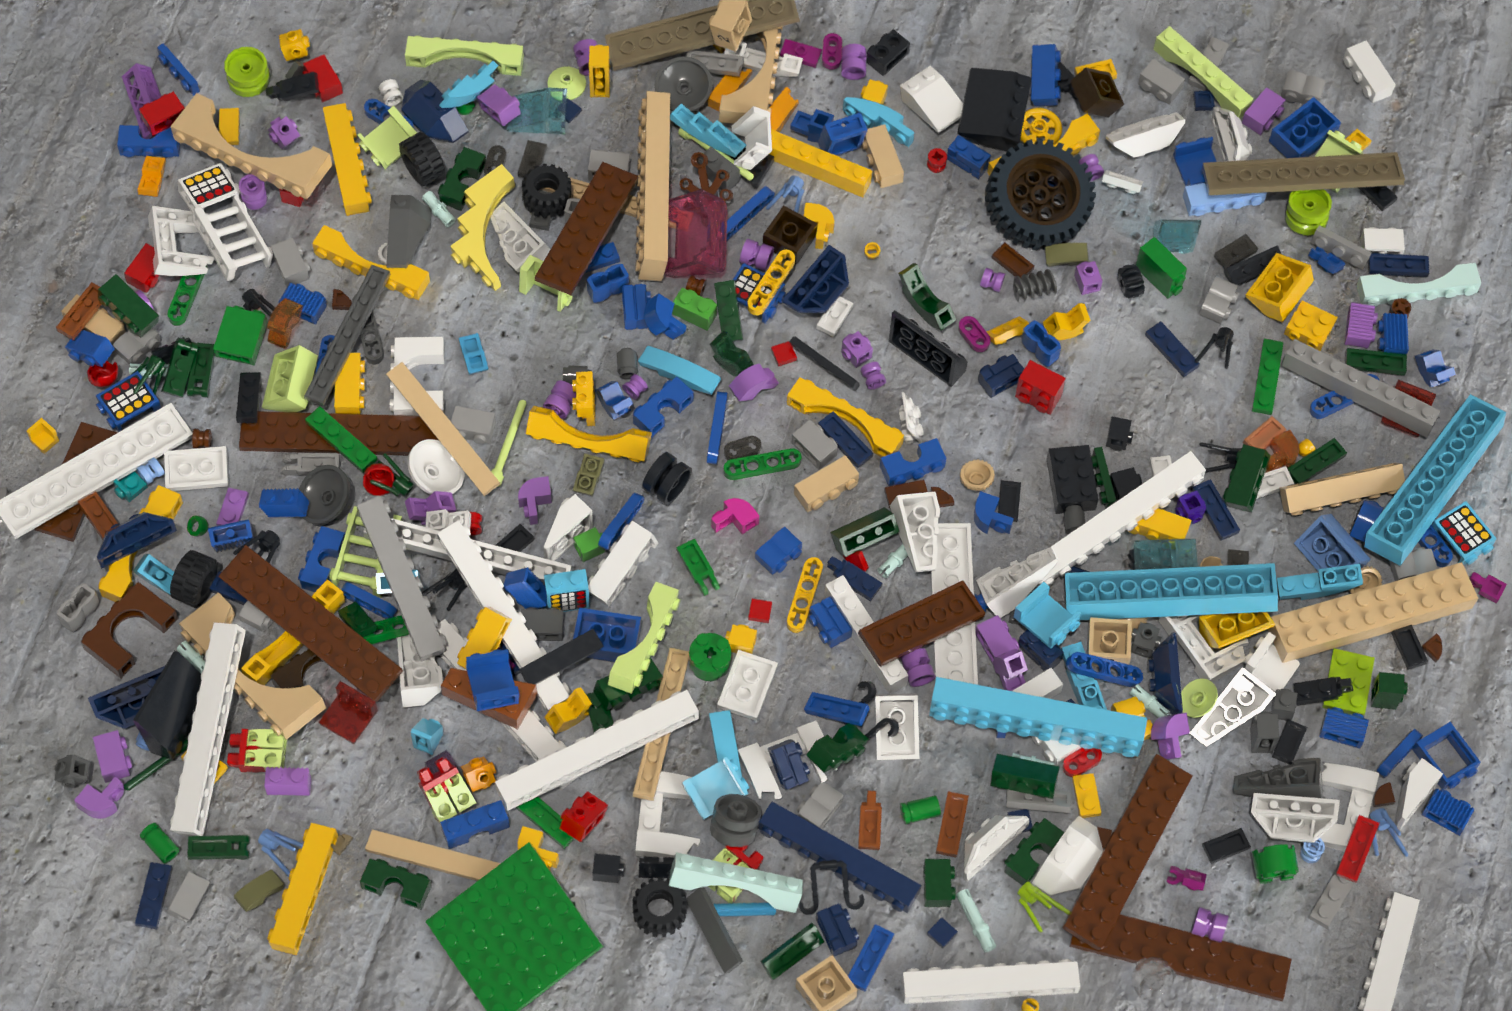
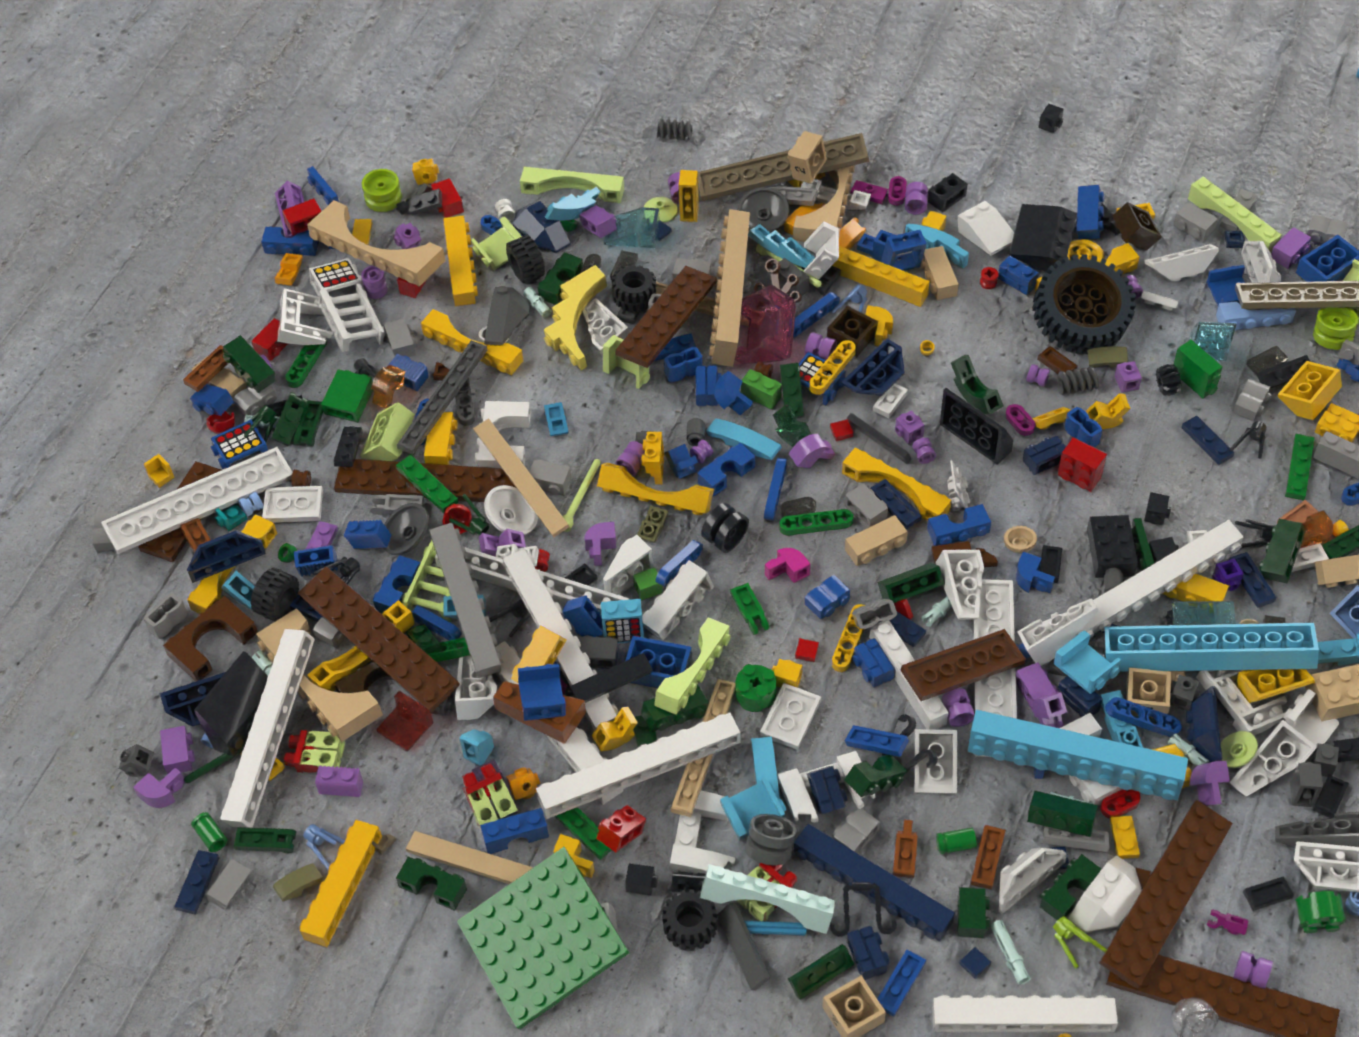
camera: 10 degrees right, 10 degrees down
(832, 568) = (879, 610): none -> light grey brick

